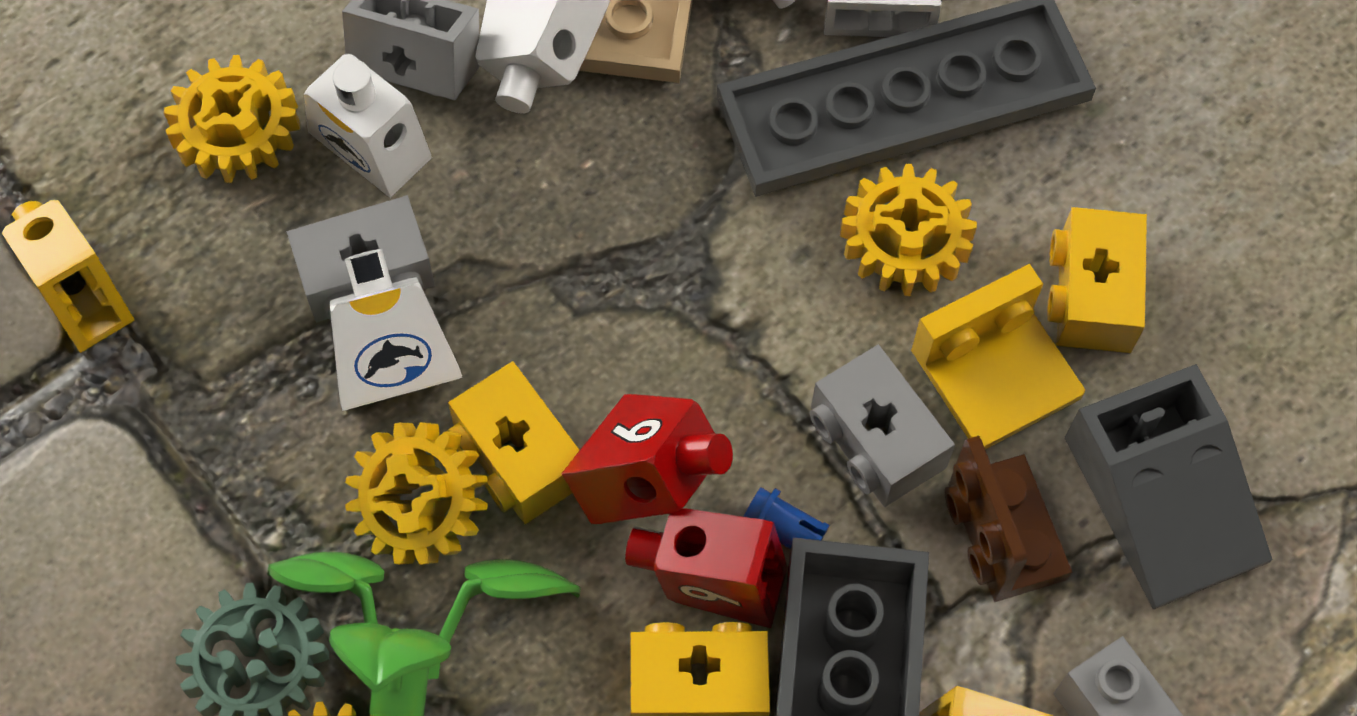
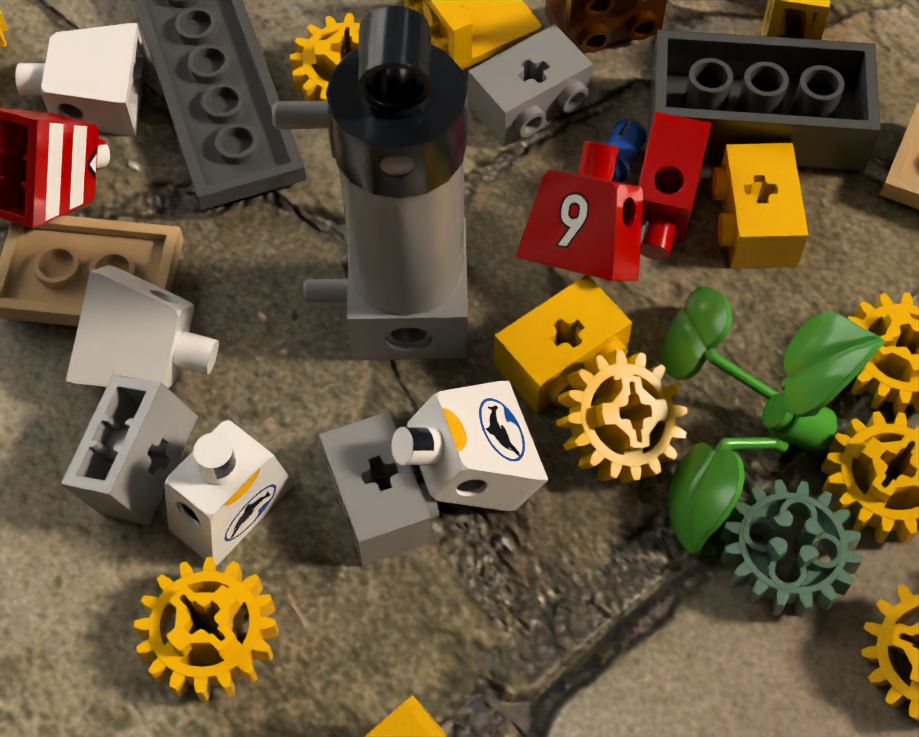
camera: 90 degrees left, 5 degrees down
(581, 195) = (400, 157): none -> piece

